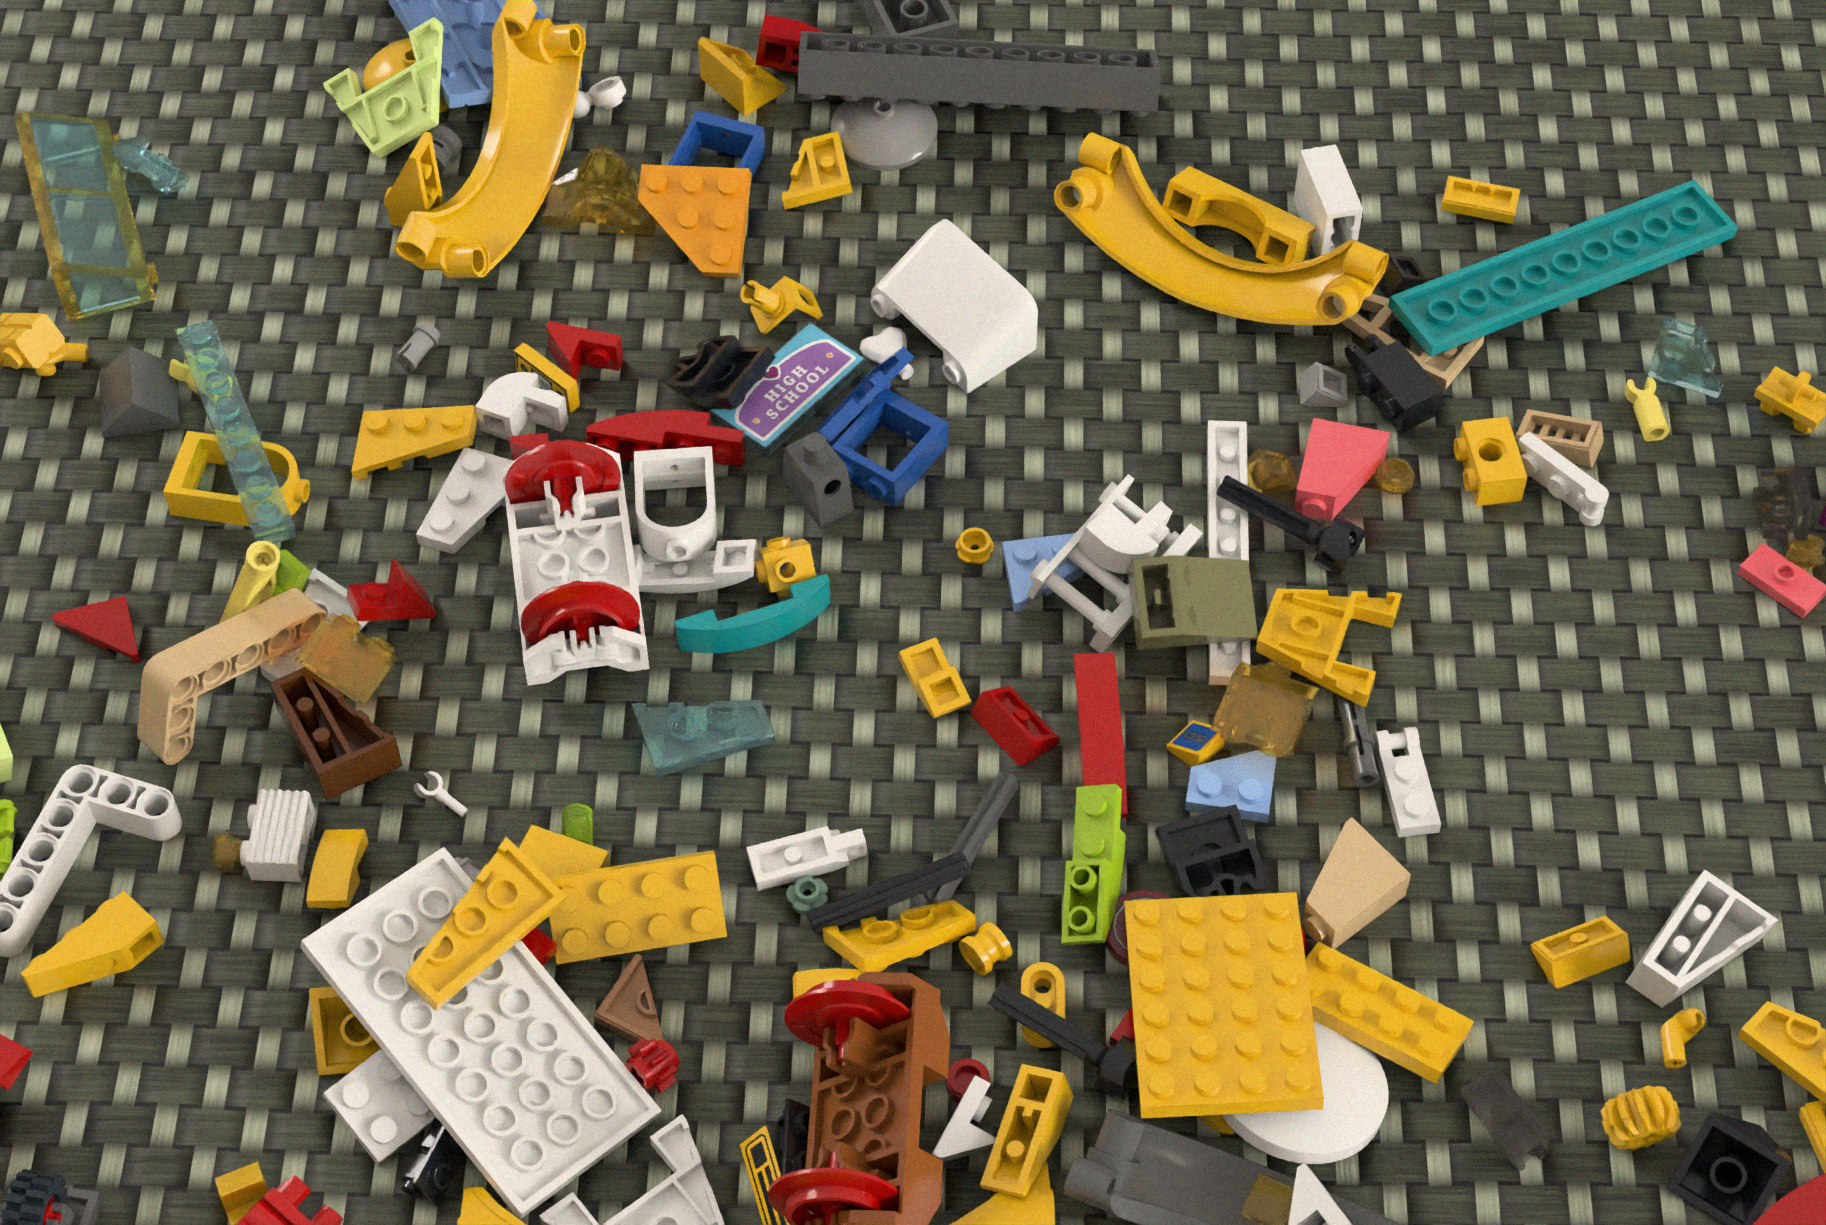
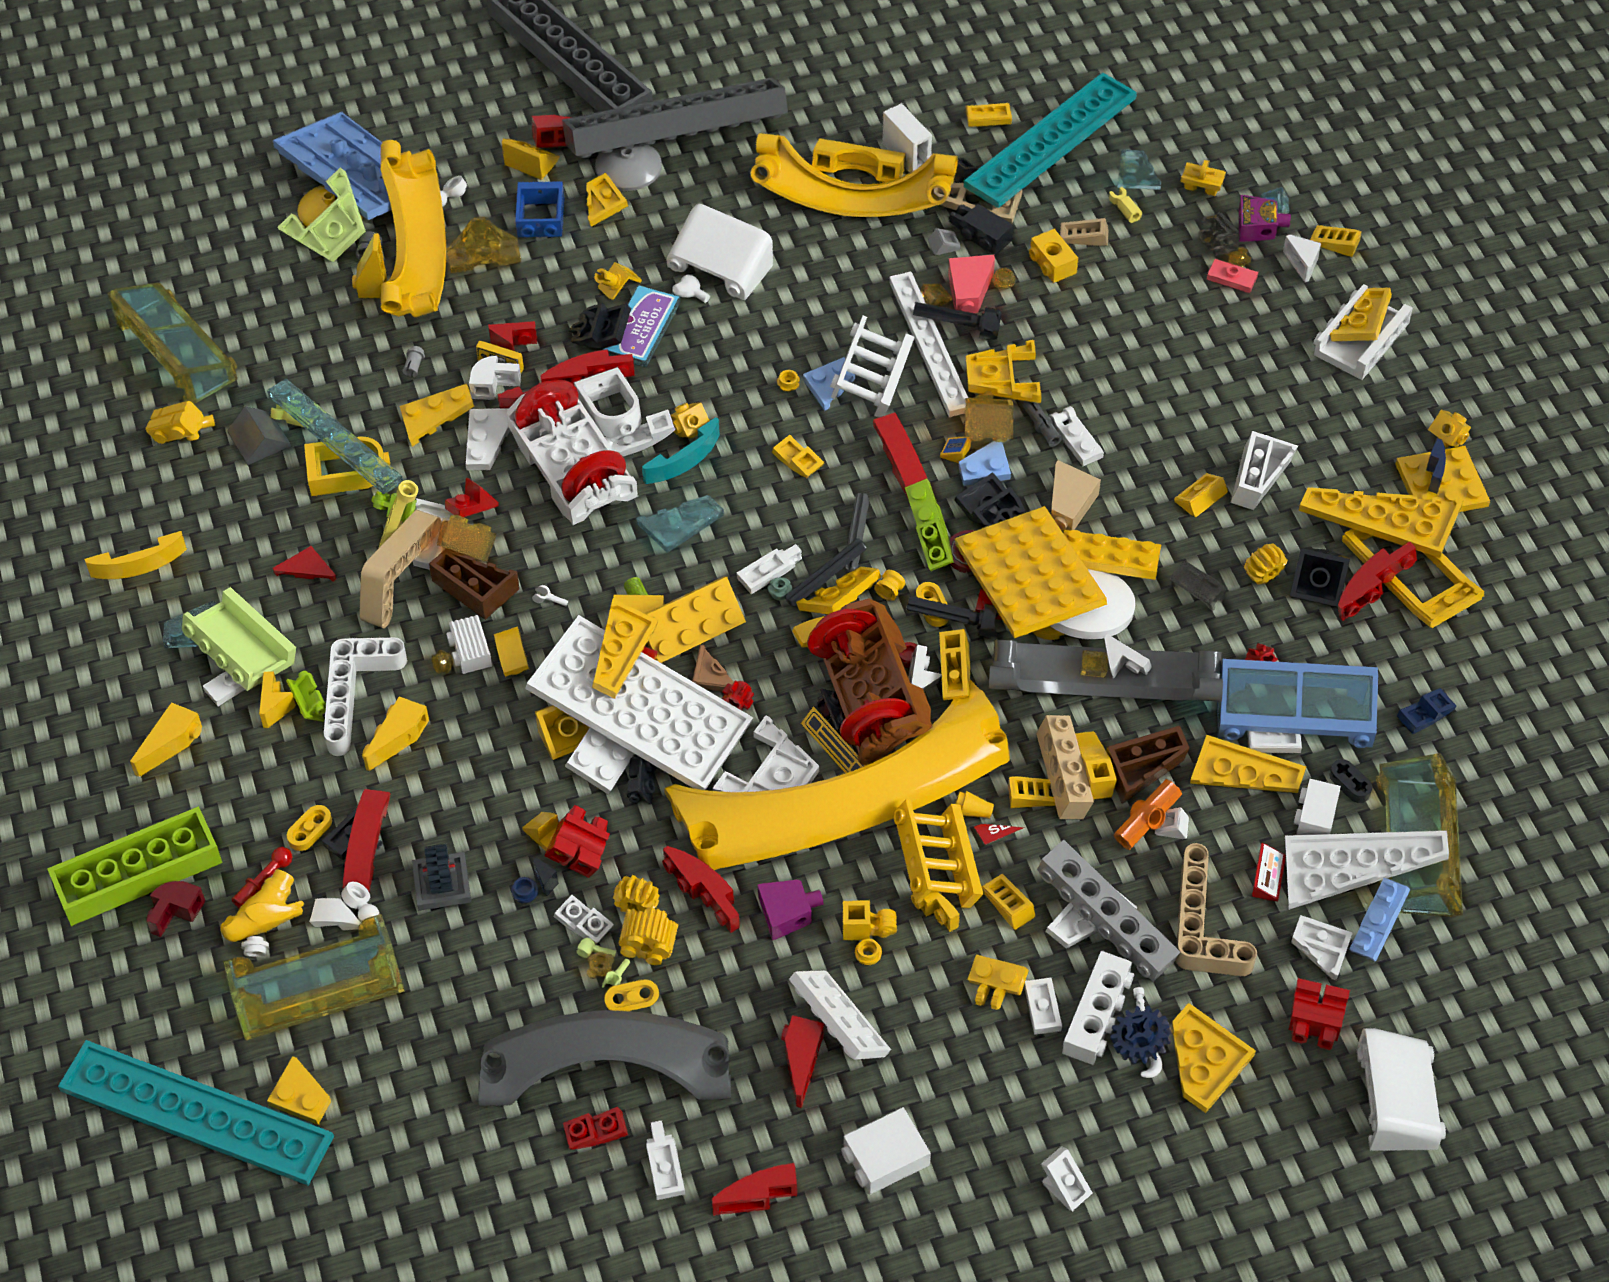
camera: 20 degrees left, 0 degrees up
(159, 168) = (189, 300): clear light blue wing -> none
(700, 212) = (546, 240): light orange plate -> none
(809, 469) = (685, 368): dark grey torso -> none
(867, 390) = (688, 318): blue wing -> none
(906, 419) = (722, 324): blue window -> none
(1013, 724) = (851, 469): red slope -> none
(1115, 540) = (876, 353): white brick -> none
(1191, 601) = (924, 373): olive slope -> none
(1563, 479) = (1097, 254): white plate -> none
(1677, 1032) = (1266, 519): yellow arm -> none

